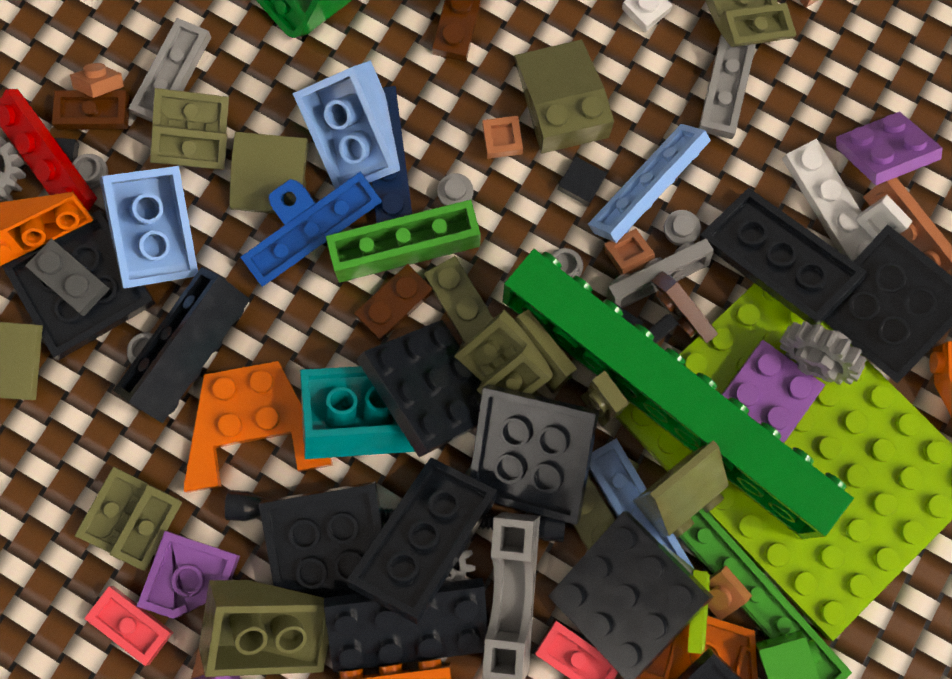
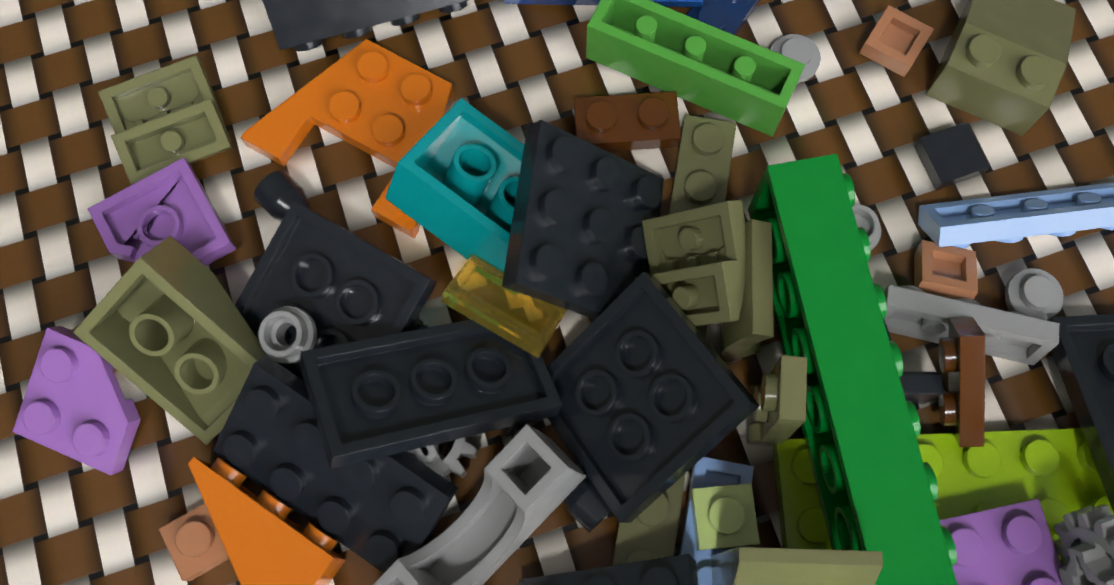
camera: 45 degrees right, 5 degrees down
(129, 625) = (62, 224): coral plate -> none
(318, 588) = (273, 334): none -> light grey plate
(405, 468) = (512, 315): none -> clear yellow tile
(623, 477) = (724, 517): none -> yellowish green plate

